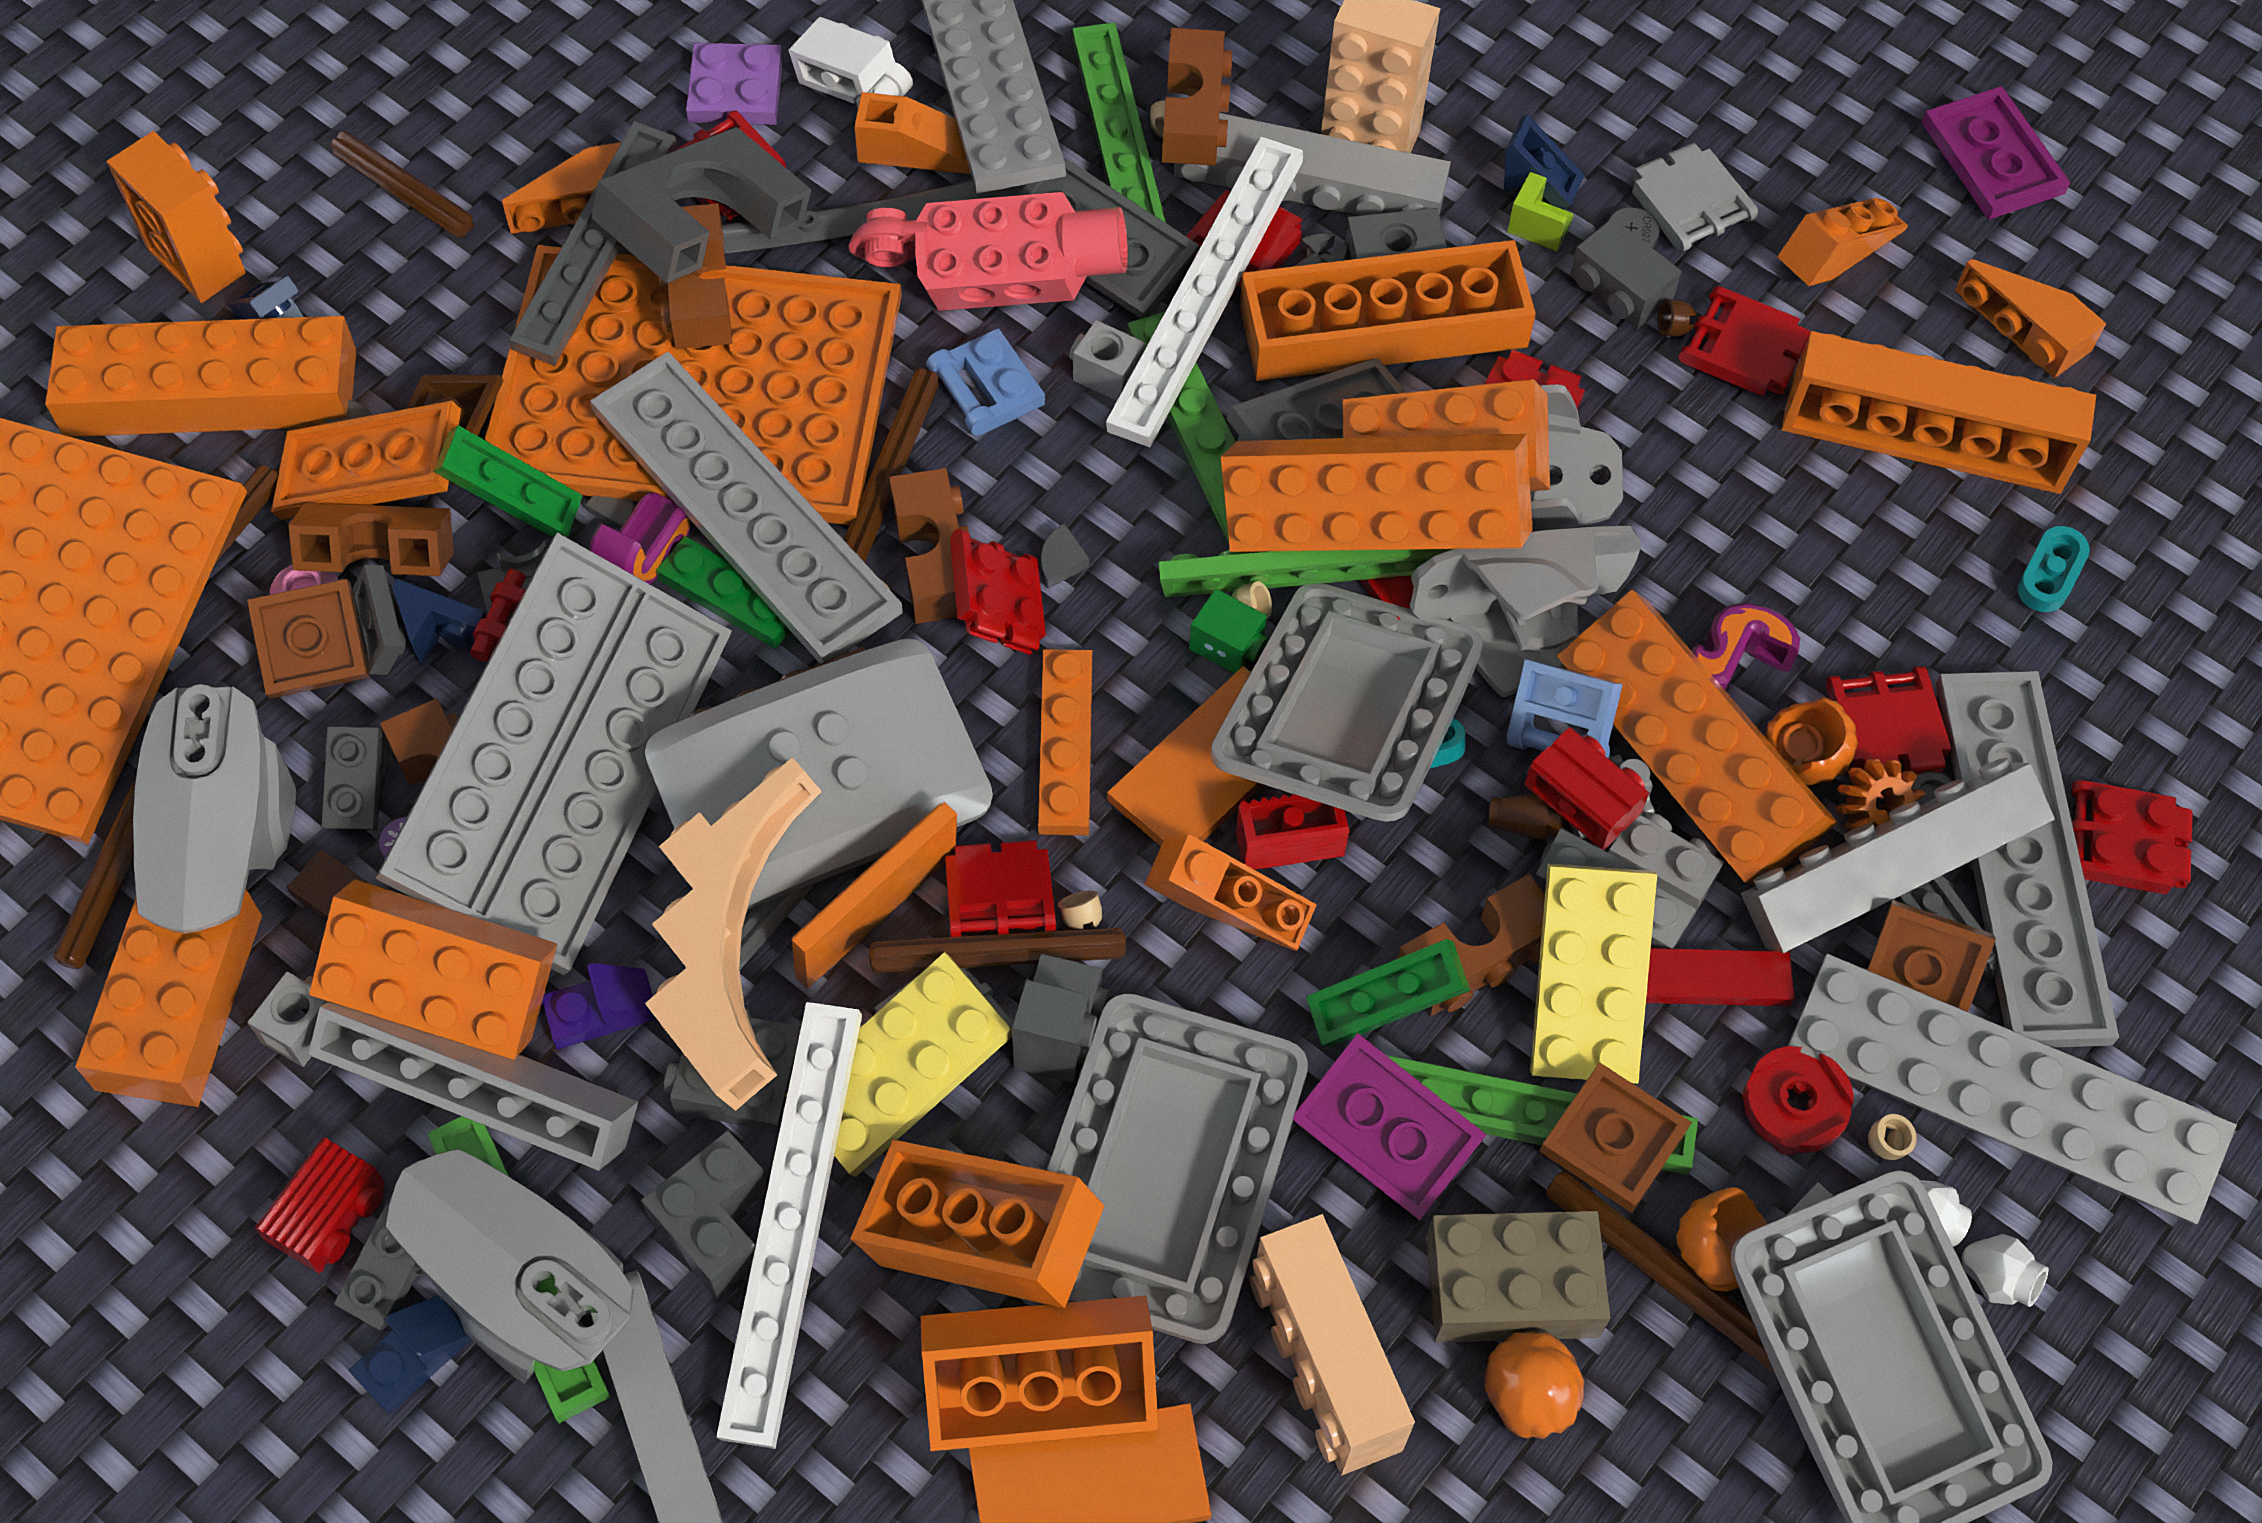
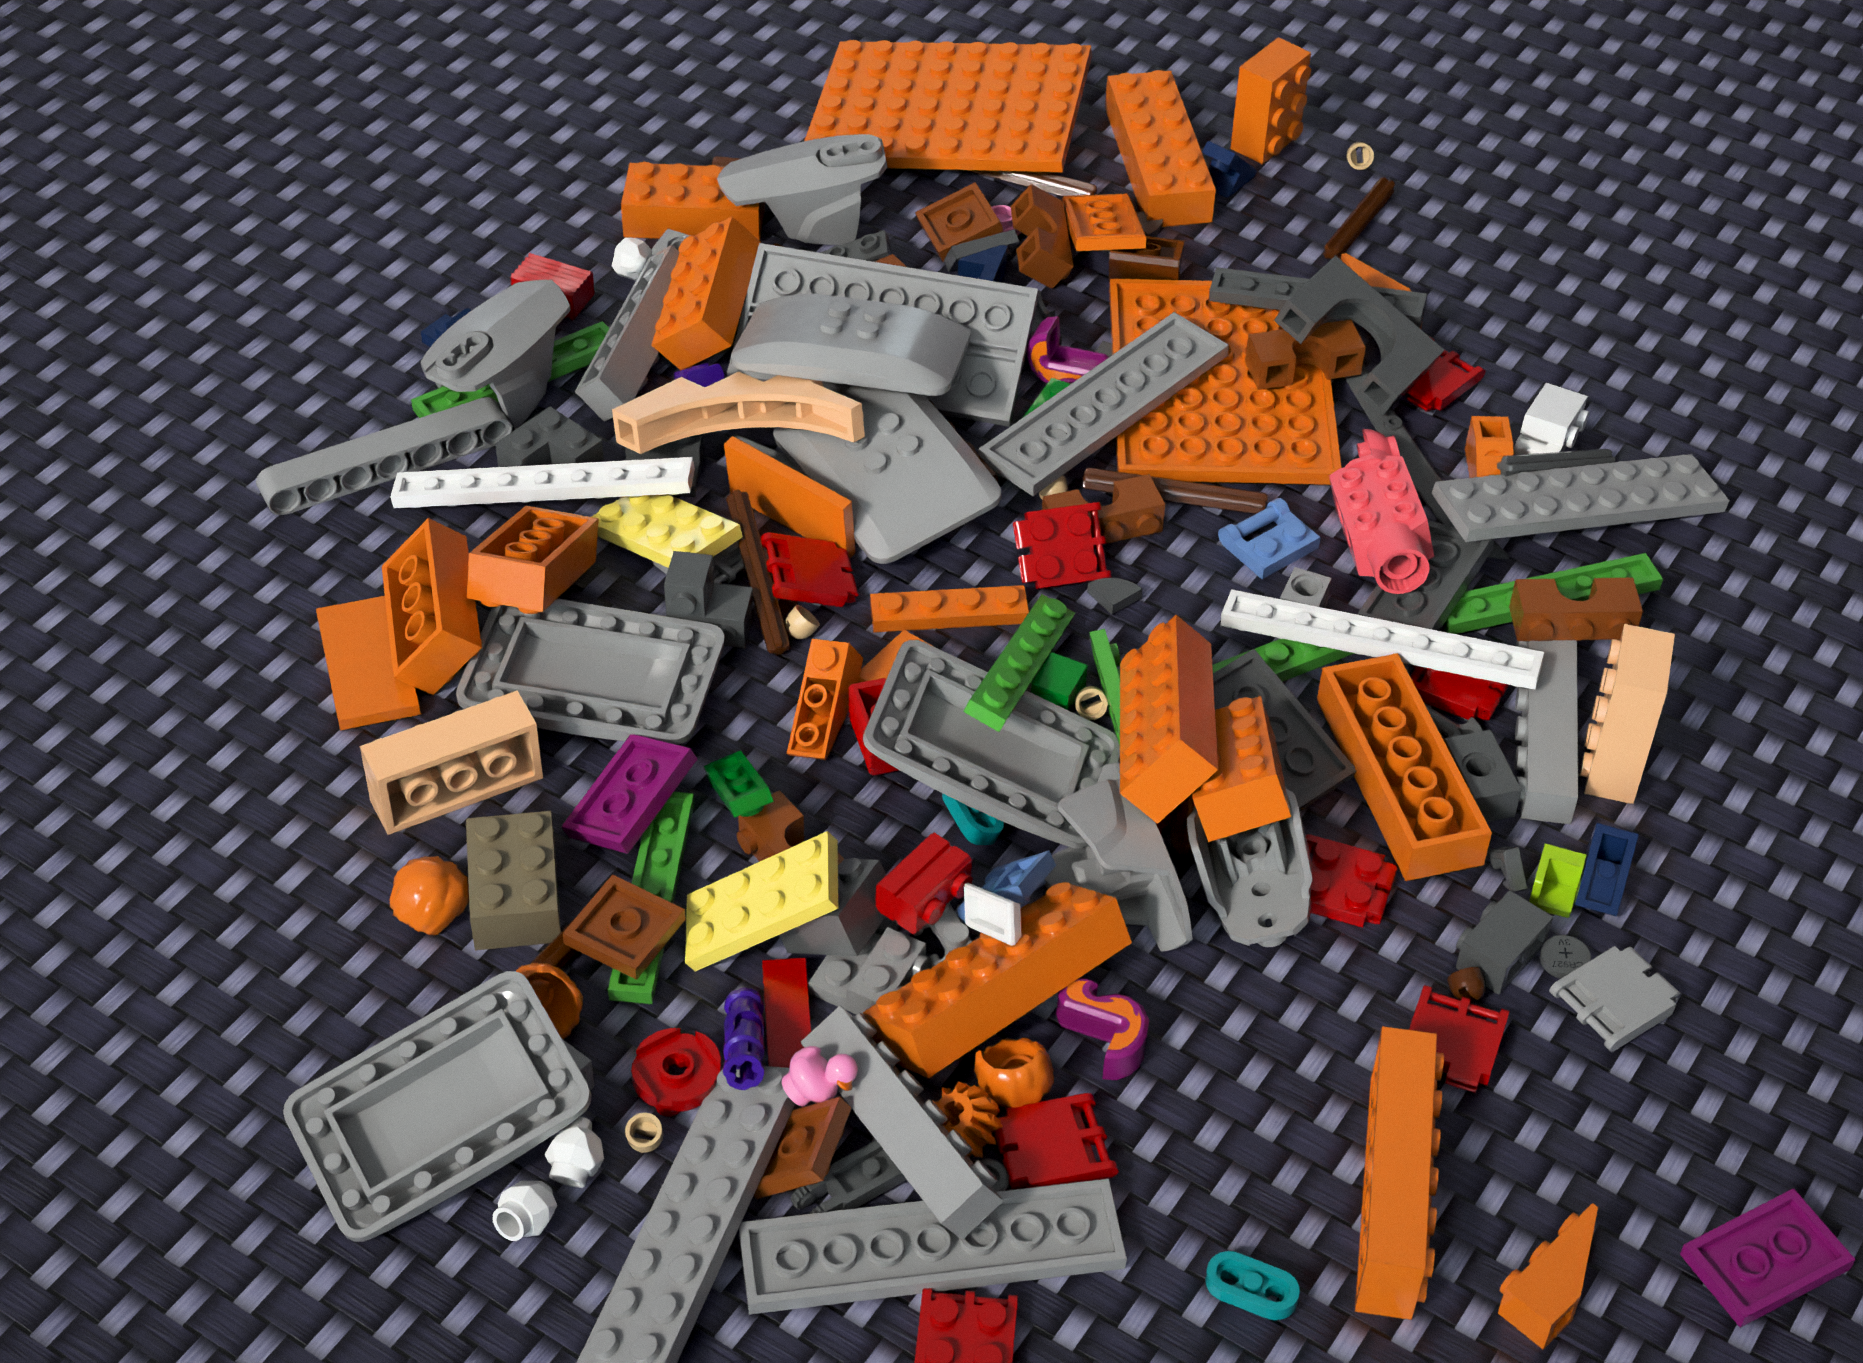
camera: 85 degrees right, 15 degrees down
(273, 152) = (1367, 155): none -> tan hinge
(287, 1085) = (630, 257): none -> white rock
(507, 482) = (1094, 284): green plate -> none
(624, 778) = (853, 343): none -> light grey wedge
(734, 79) = (1516, 372): medium lavender plate -> none
(926, 72) = (1544, 461): none -> dark grey axle
(1218, 654) = (1019, 663): none -> bright green plate
(1528, 245) = (1510, 862): none -> dark grey tile
(1646, 717) = (992, 914): none -> white tile
(1775, 1010) = (743, 1038): none -> dark purple piece
(1839, 238) = (1606, 1117): orange slope -> none
(1860, 933) = (816, 1079): none -> bright pink animal

